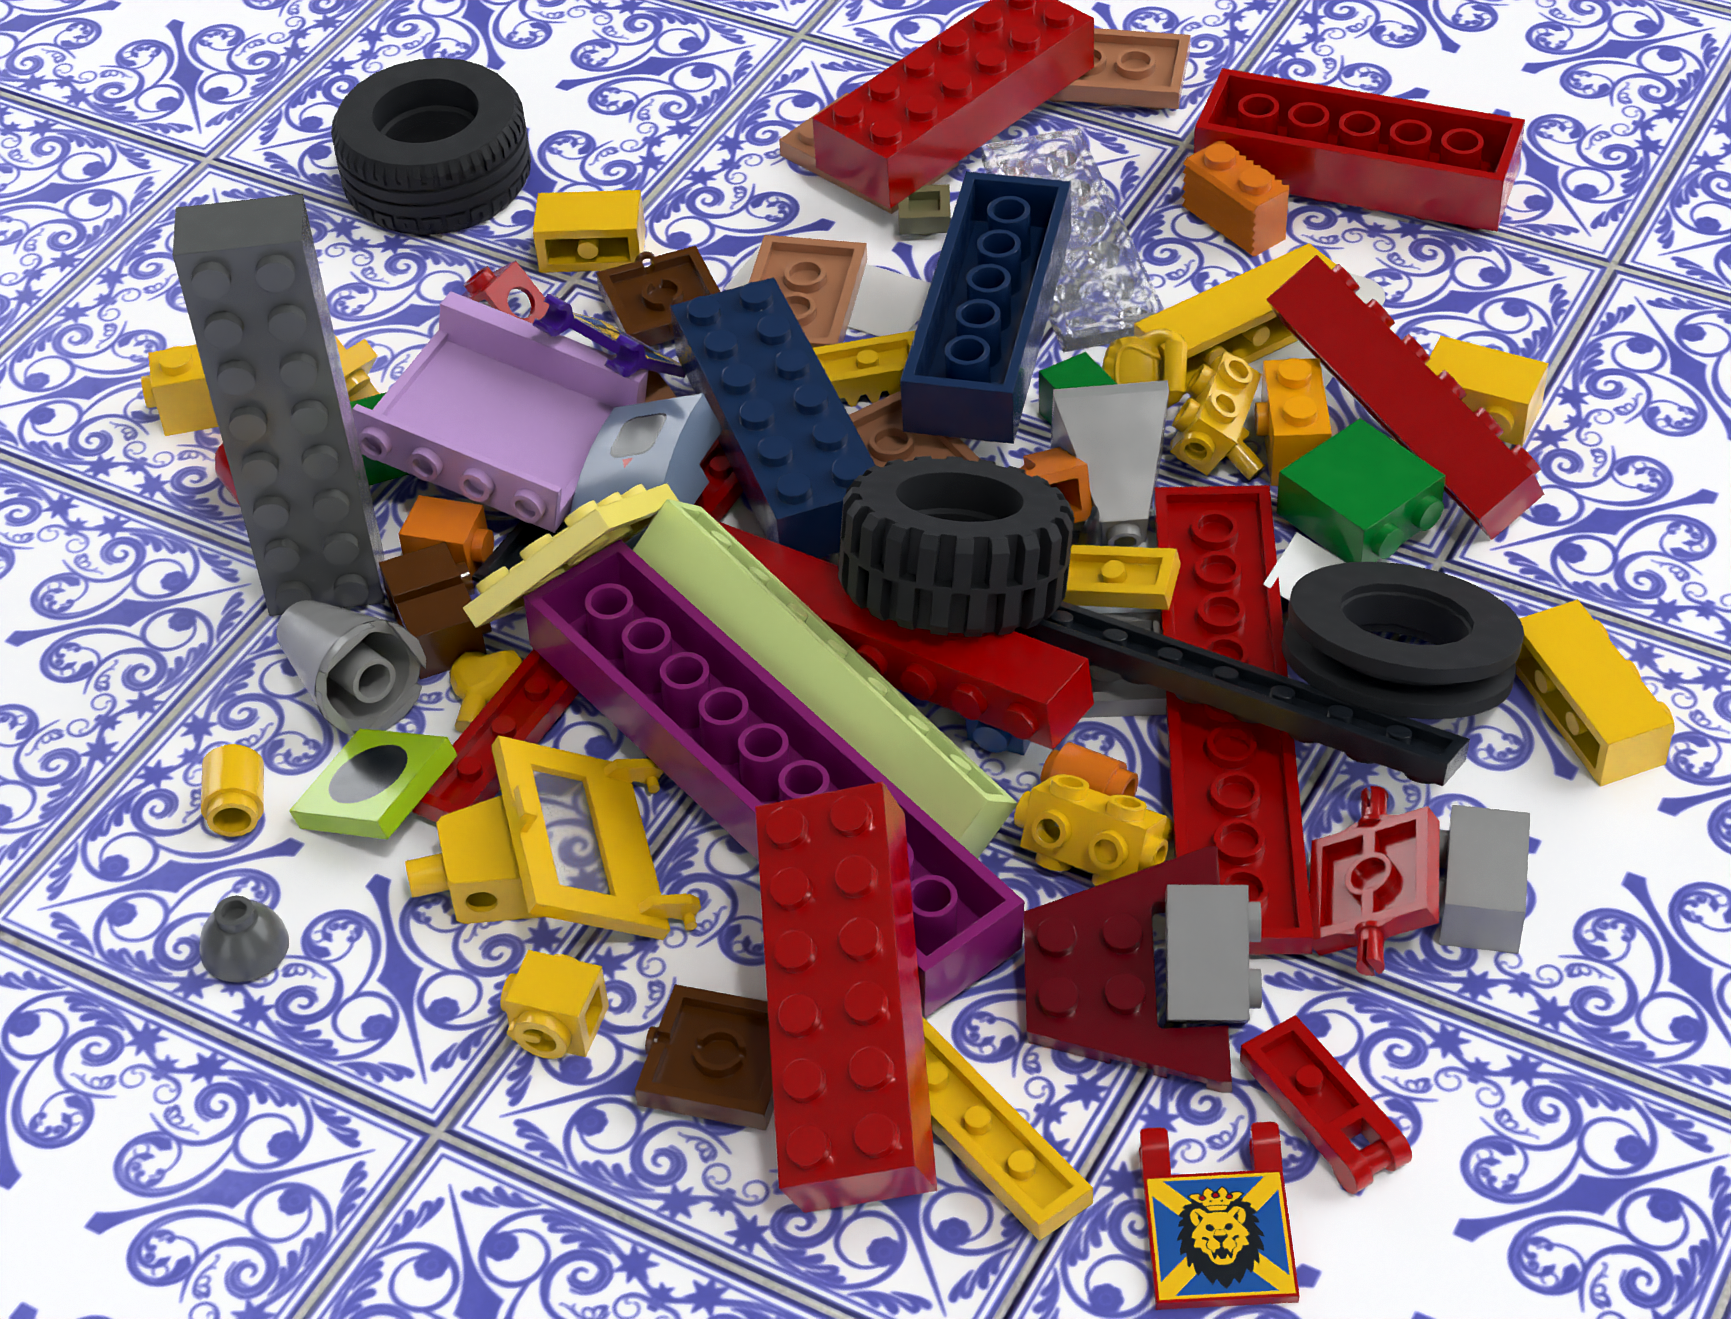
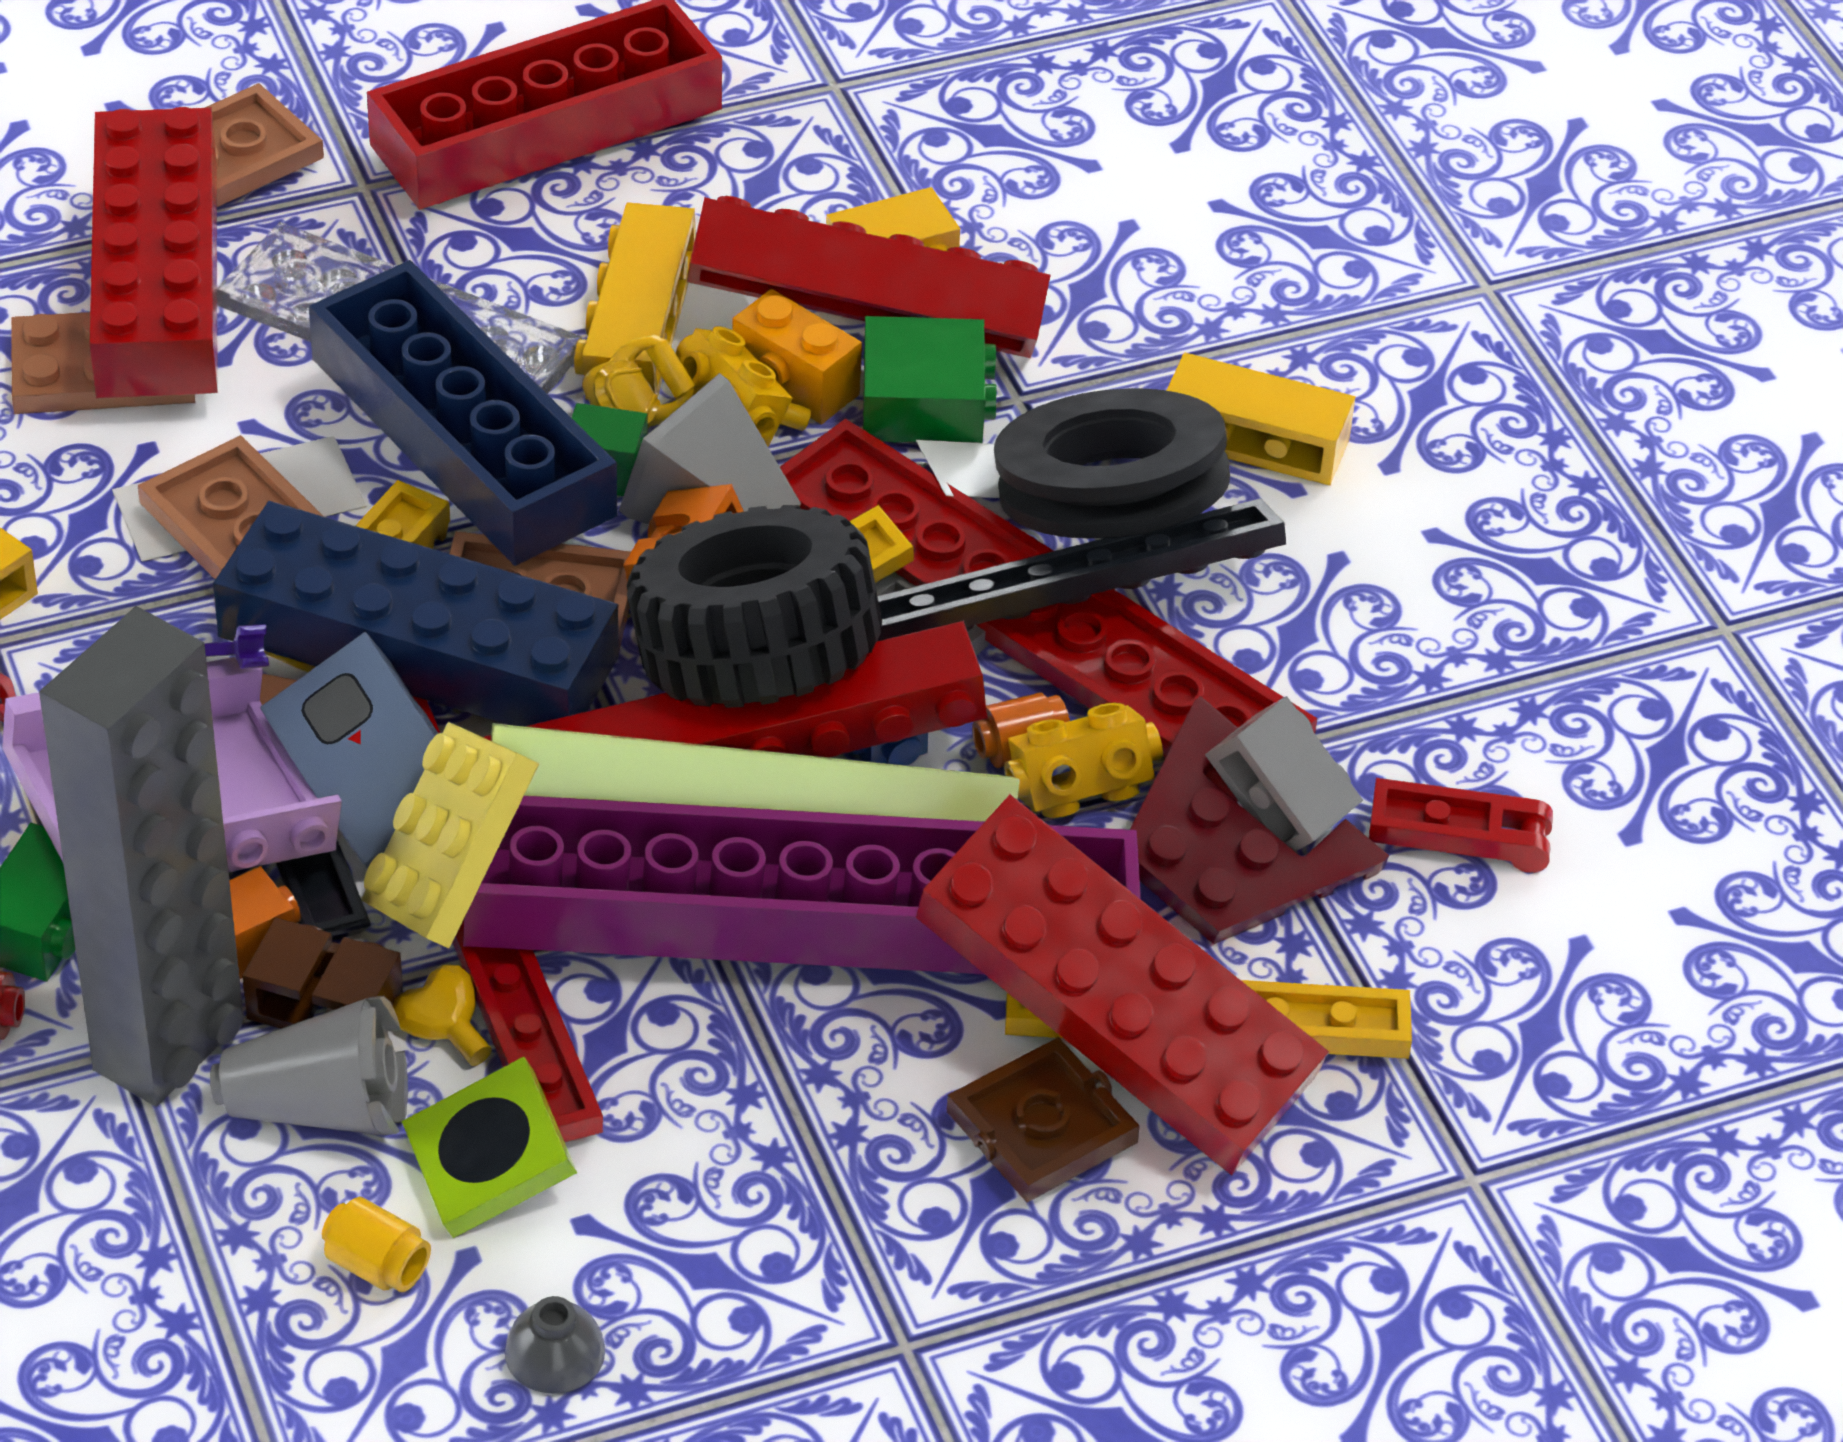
camera: 55 degrees left, 0 degrees up
(474, 865) = (677, 1125): yellow torso -> none
(554, 1004) = (878, 1182): yellow brick -> none
(585, 839) = (731, 1048): yellow piece -> none
(643, 295) = (105, 584): reddish brown plate -> none
(925, 211) = (245, 376): olive plate -> none
(1219, 1233) = (1496, 954): flag -> none
(1236, 197) = (498, 202): orange brick -> none
(1374, 880) = (1310, 645): red plate -> none
(1484, 878) = (1363, 596): light grey brick -> none

